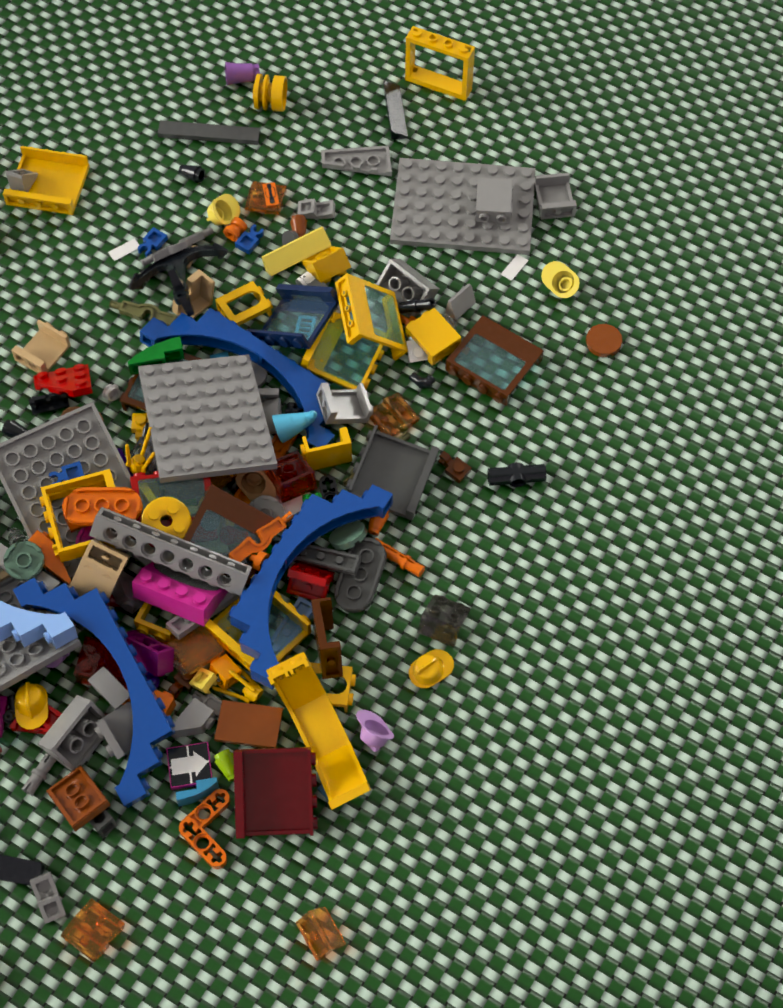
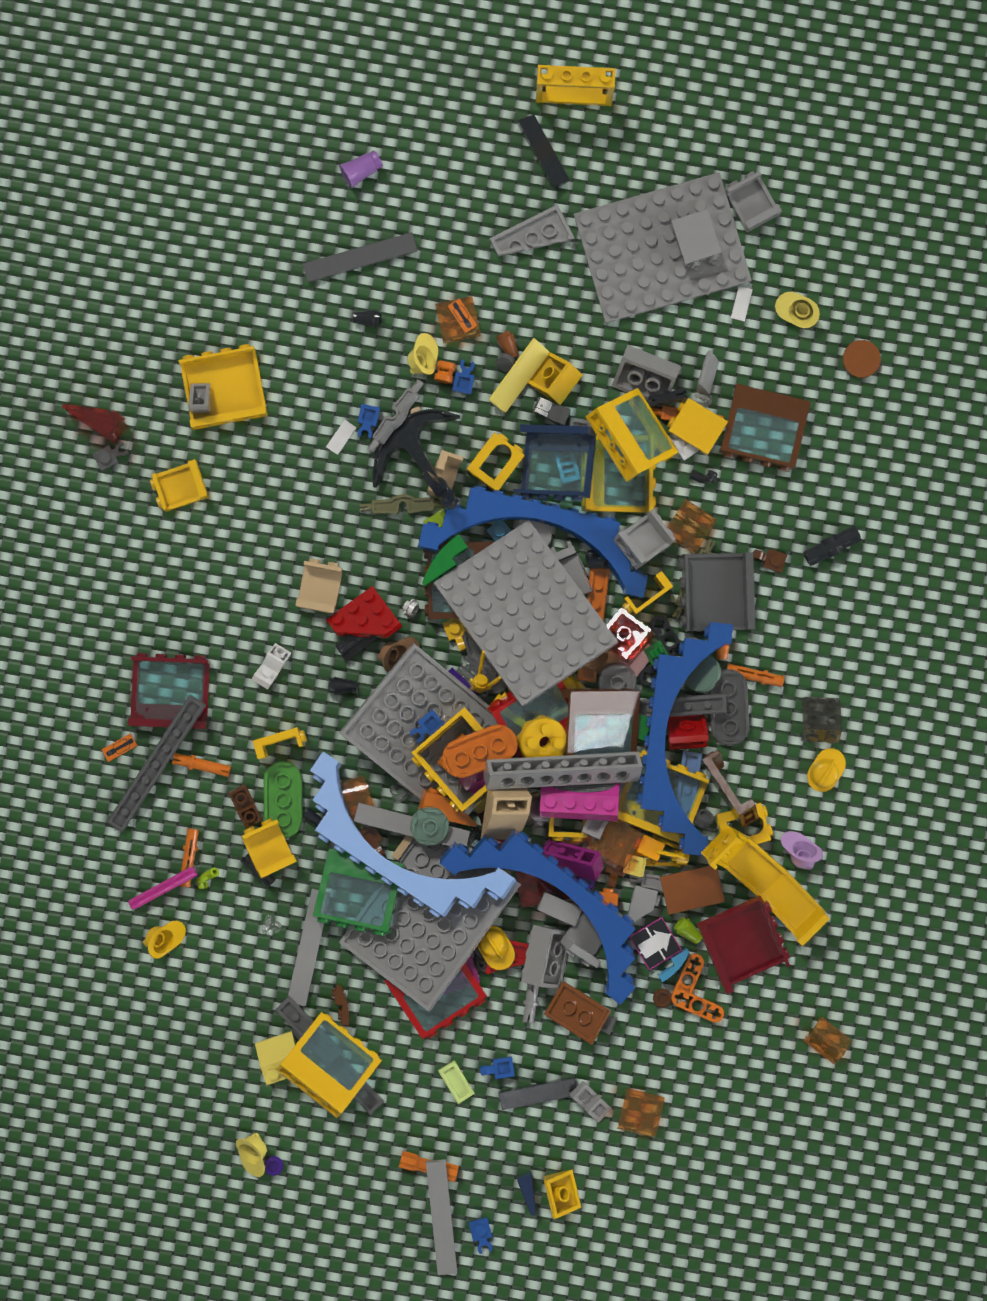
camera: 25 degrees left, 25 degrees up
(170, 821) = (662, 998): none -> reddish brown plate
(258, 559) = (638, 738): orange tile -> none
(265, 534) = (633, 710): orange piece -> none
(267, 92) = (406, 187): yellow wheel -> none
(291, 424) = (604, 583): medium azure hat -> none
(316, 210) = (514, 312): light grey slope -> none

